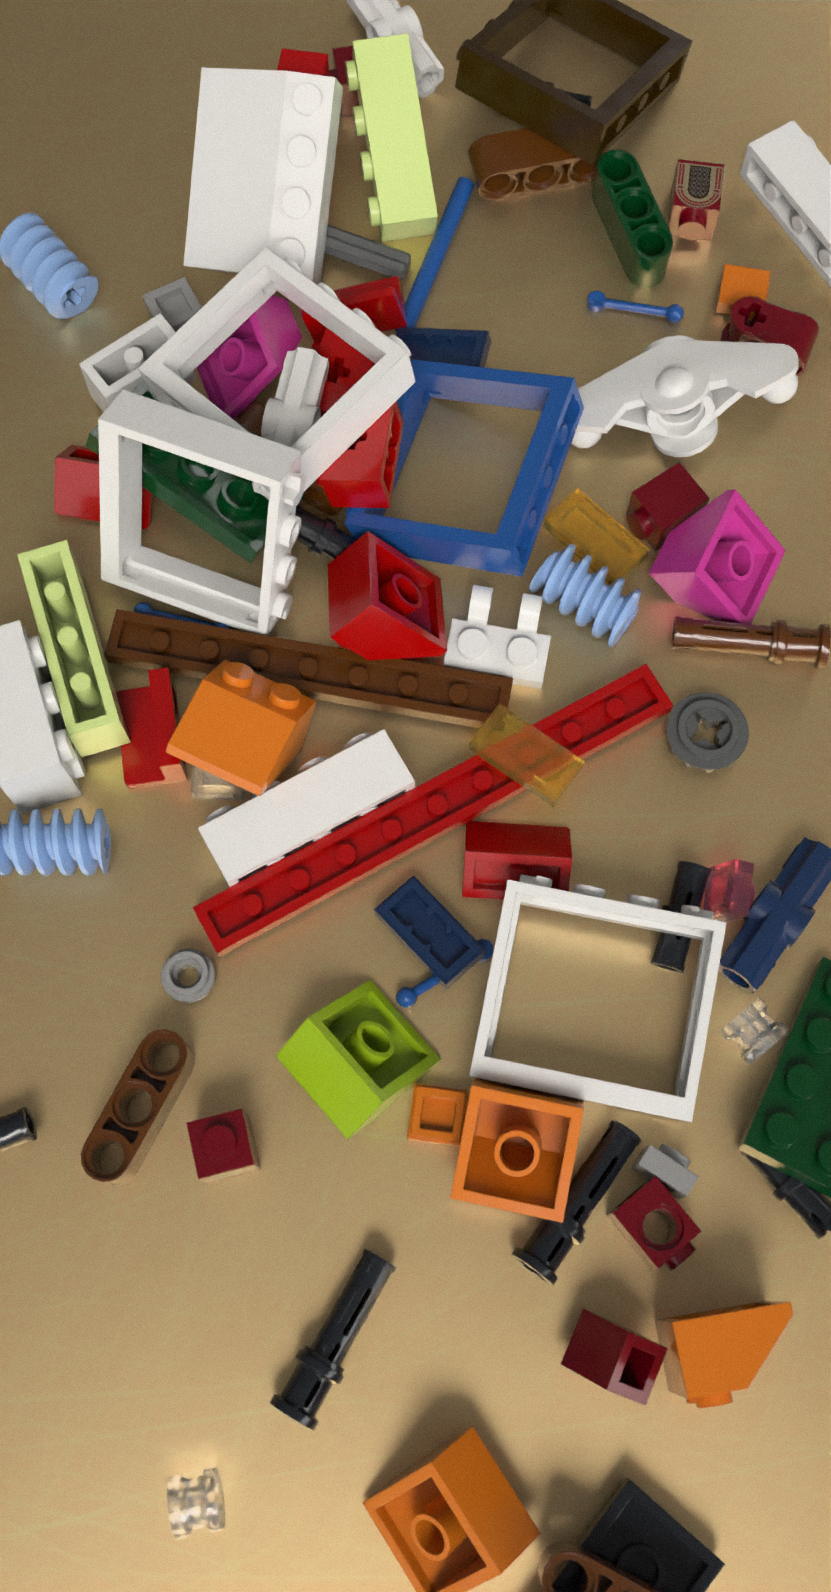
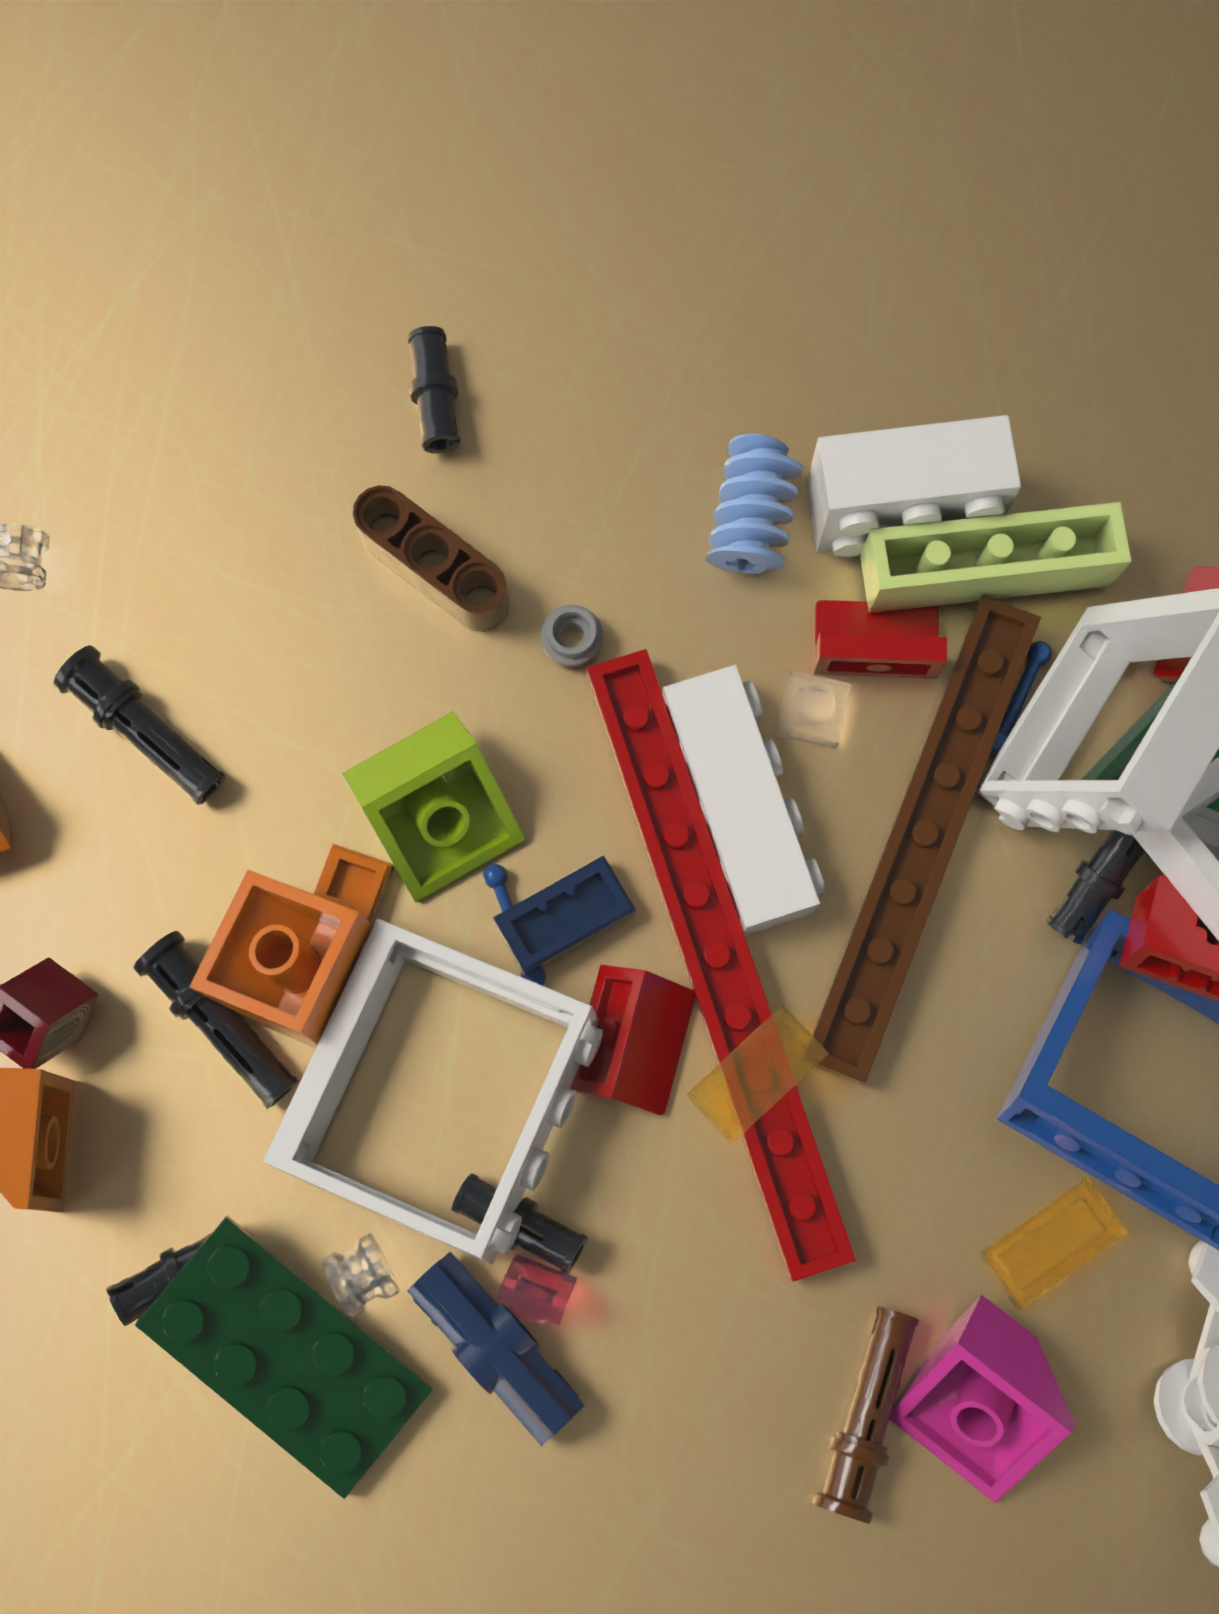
camera: 100 degrees right, 5 degrees up
(223, 1146) = (366, 640): dark red brick -> none
(242, 727) = (851, 735): orange slope -> none
(384, 603) = (991, 941): red slope -> none
(497, 649) = (910, 1077): white plate -> none
(587, 593) = (967, 1207): light blue piece -> none
(629, 1219) = (197, 1098): dark red brick -> none
(664, 505) = (1079, 1344): dark red brick -> none
(668, 1167) = (225, 1127): light grey plate -> none
(711, 711) = (782, 1335): dark grey gear -> none

